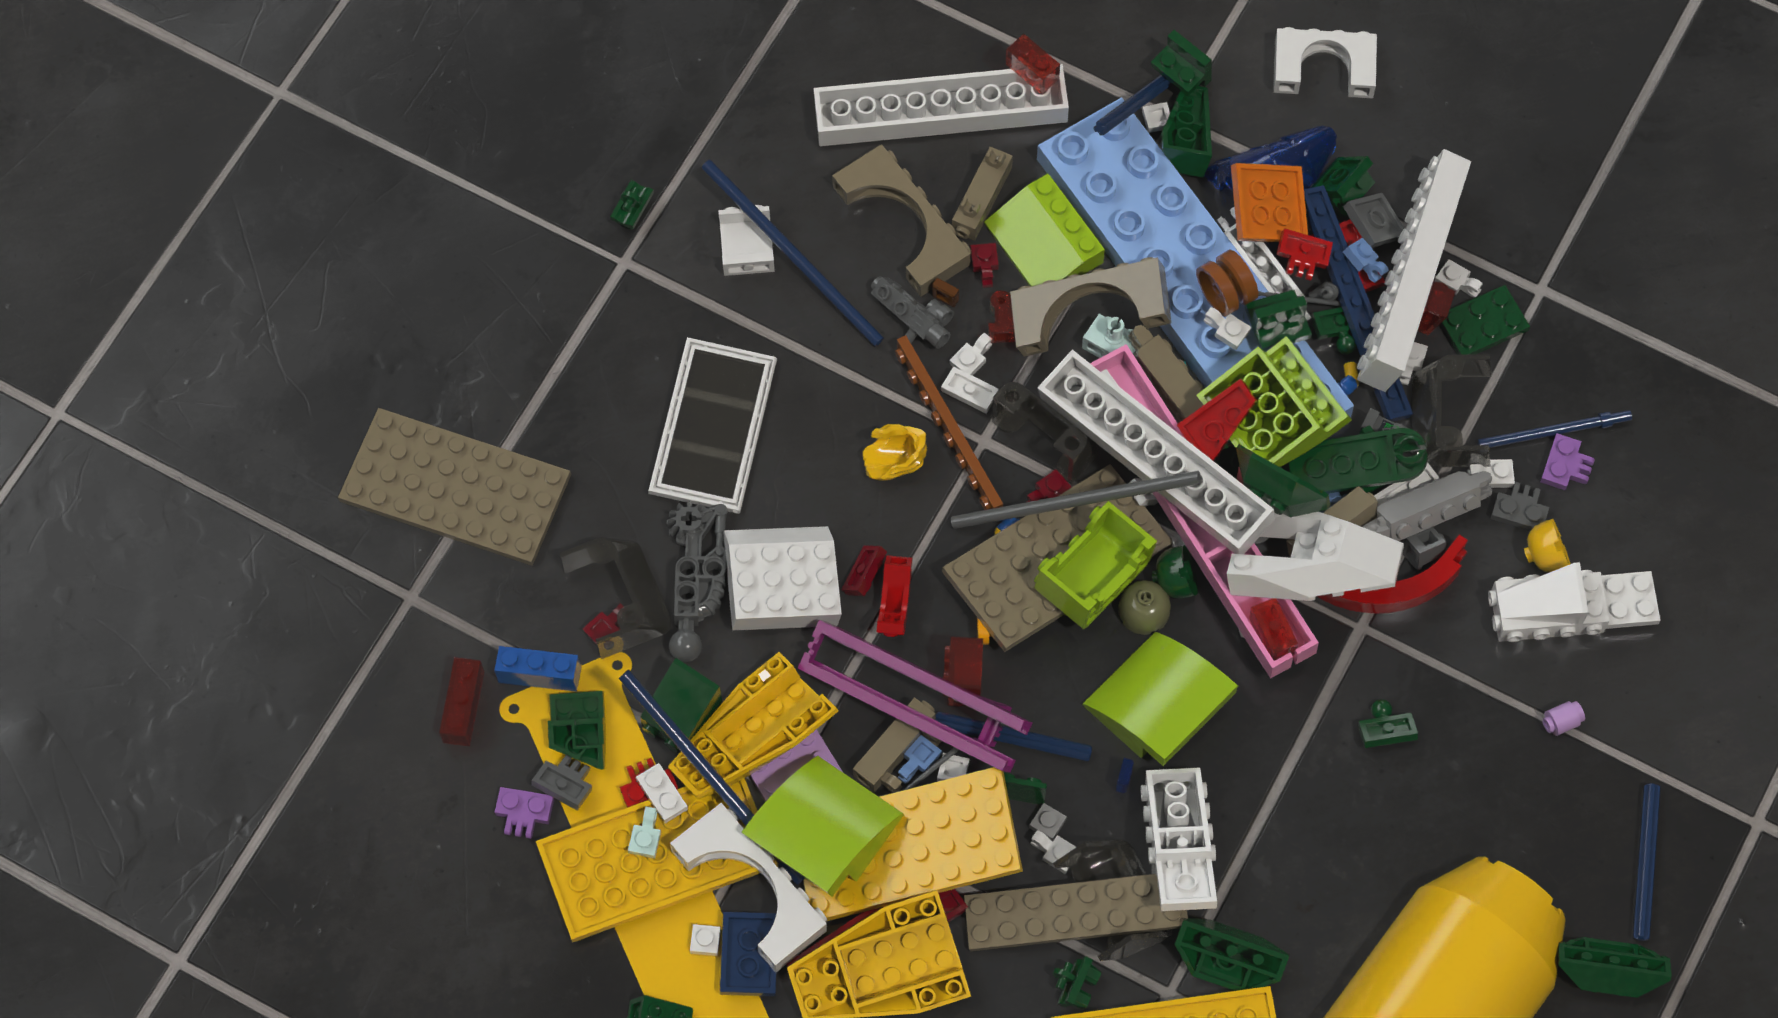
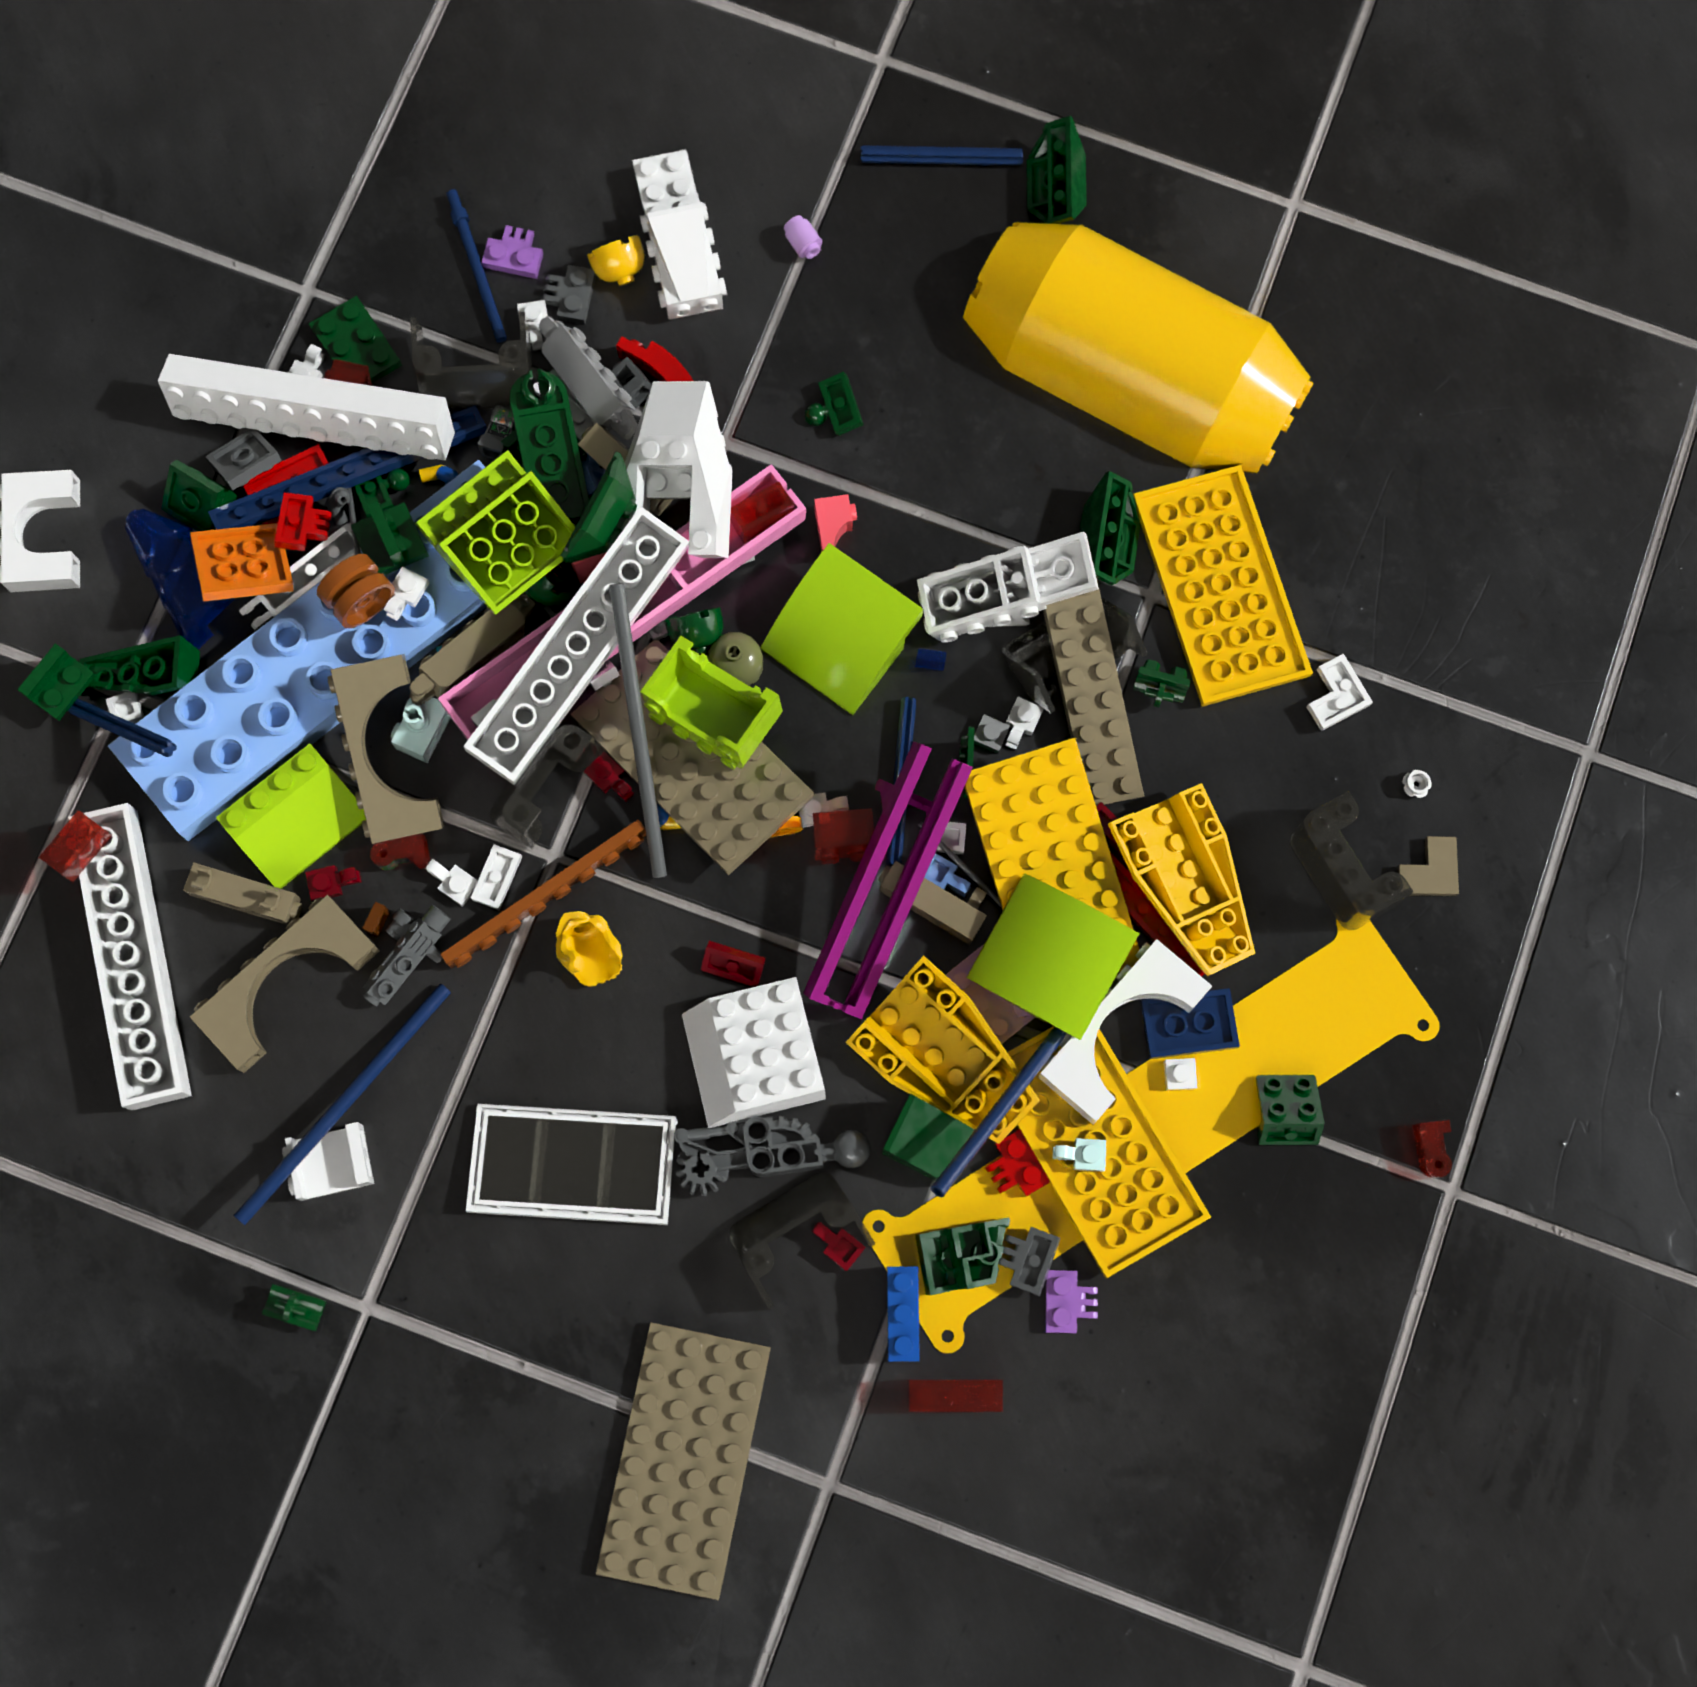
camera: 105 degrees left, 10 degrees up
(661, 793) = (1031, 1145): white plate -> none
(895, 596) = (765, 925): red arch -> none
(996, 662) = (820, 804): none -> white plate
(1218, 419) = (528, 586): red wing -> none
(1269, 705) = (833, 518): none -> coral arch
(1364, 257) = (296, 464): medium blue plate -> none

